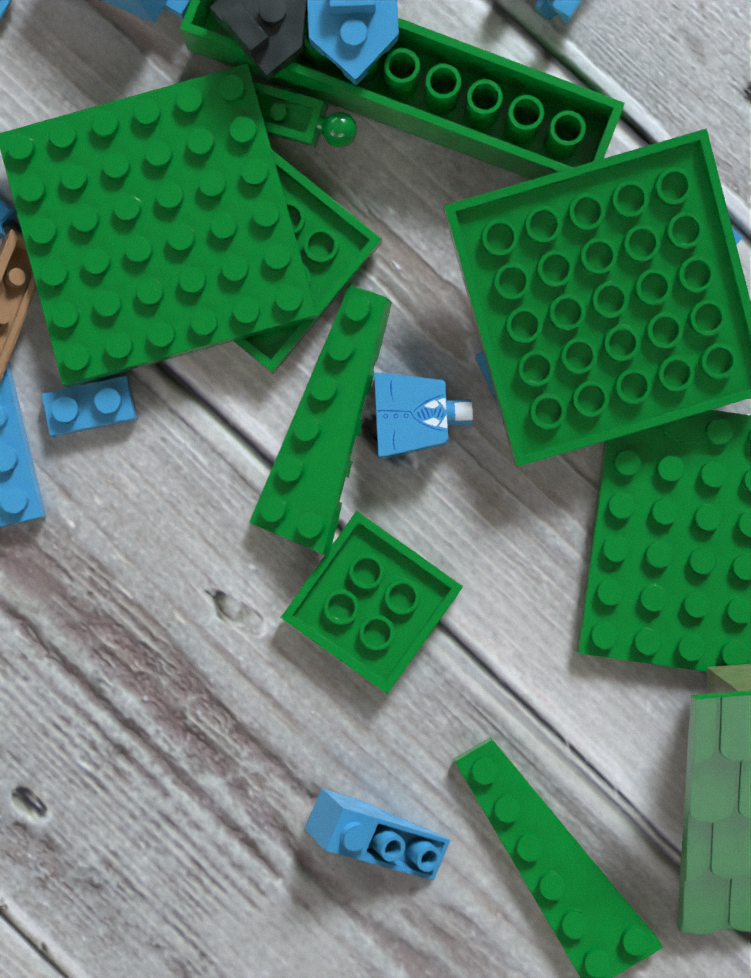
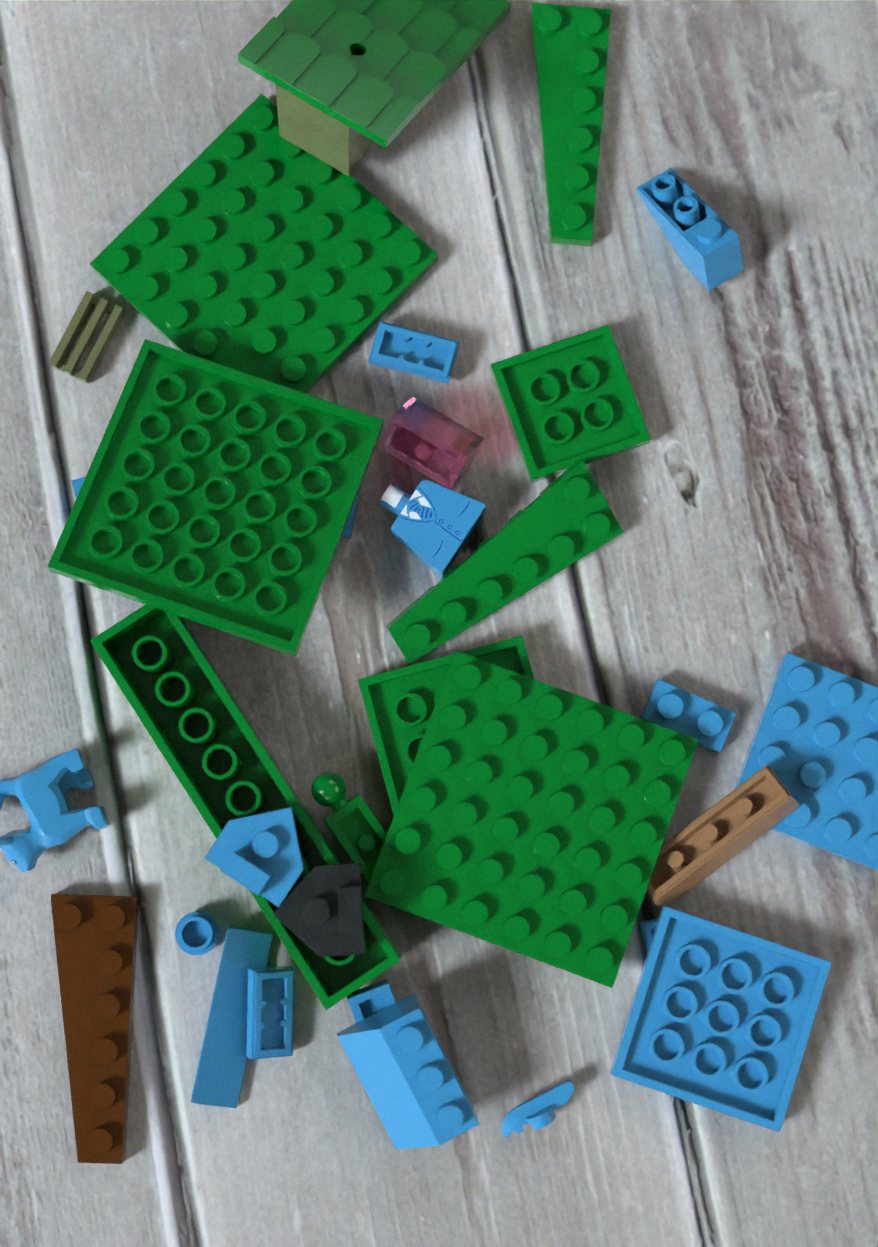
camera: 145 degrees left, 5 degrees down
(464, 479) = (431, 442): none -> clear pink brick
(536, 552) = (414, 352): none -> dark azure plate

